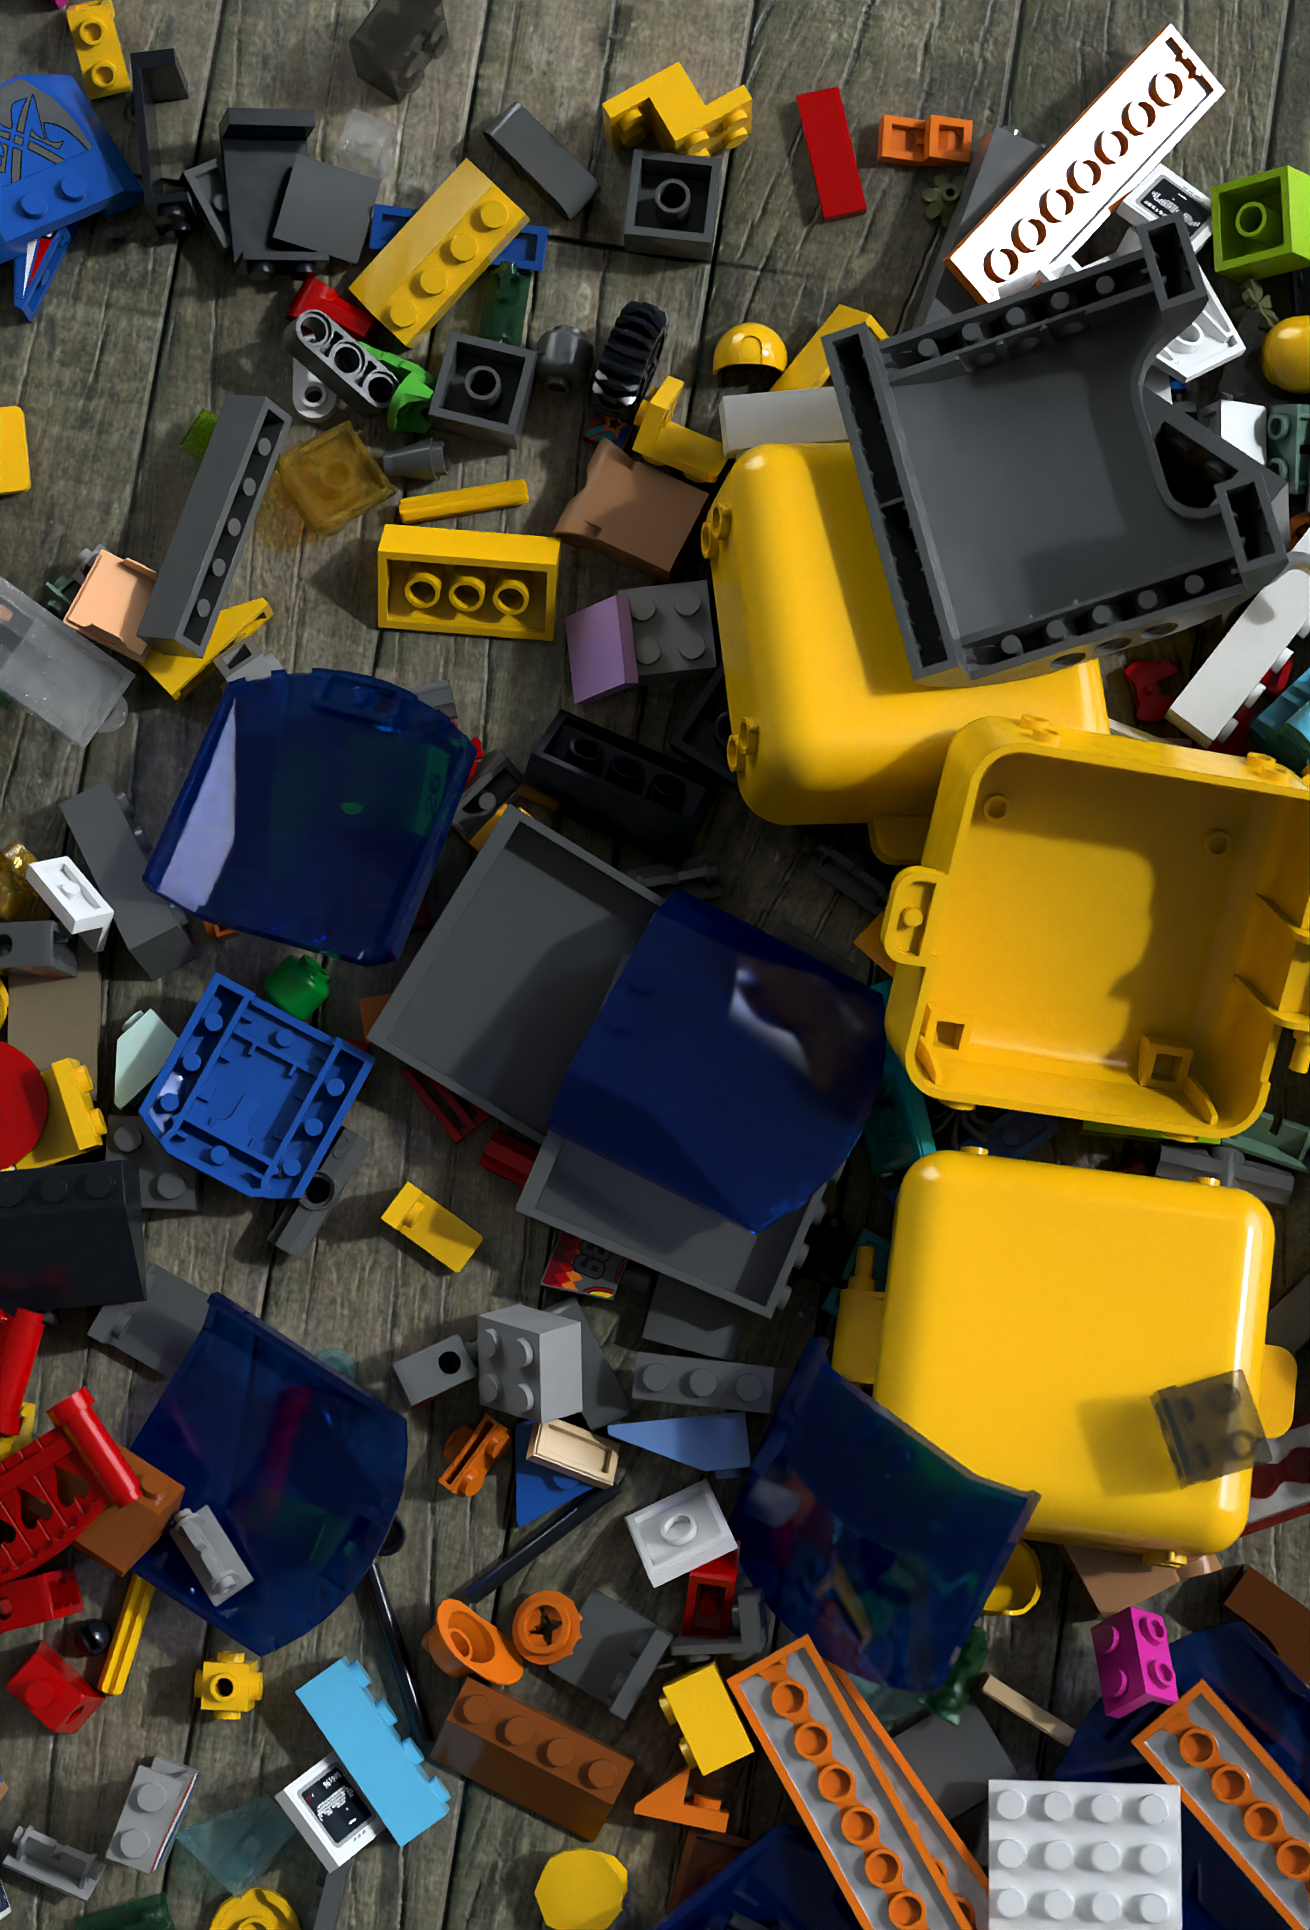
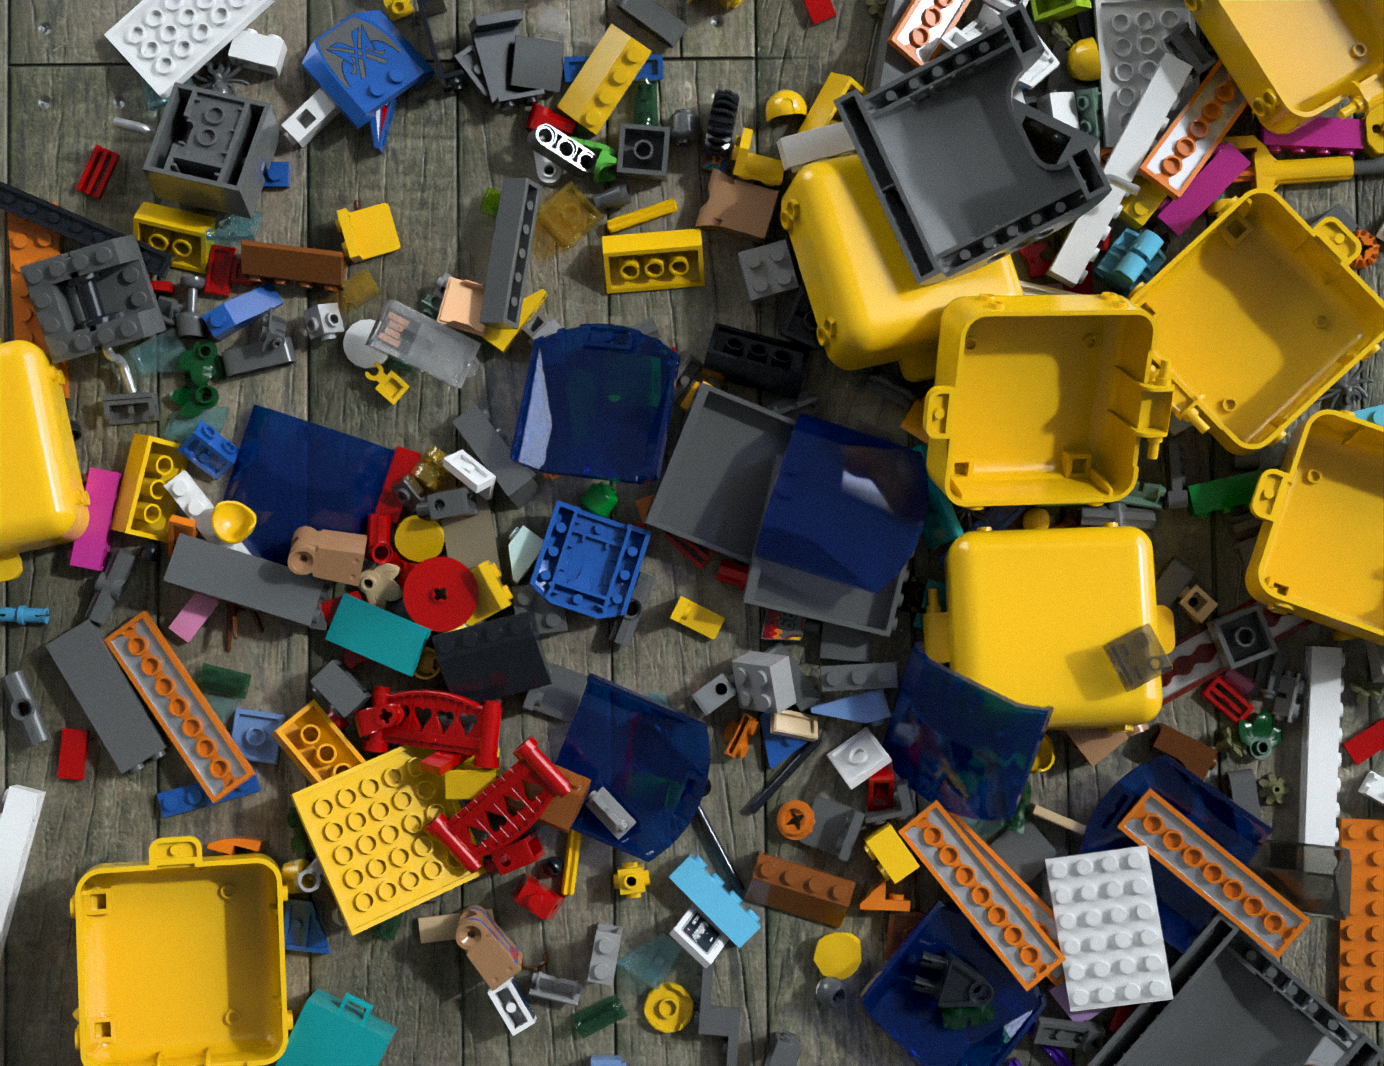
camera: 20 degrees left, 5 degrees up
(20, 1816) = (540, 965): none -> reddish brown piece
(468, 1645) = (755, 836): orange piece -> none
(601, 649) = (733, 287): lavender tile -> none
(672, 204) = (729, 30): dark grey brick -> none
(1077, 1151) = (1036, 519): none -> yellow piece
(1133, 1661) = (1111, 785): dark pink bracket -> none

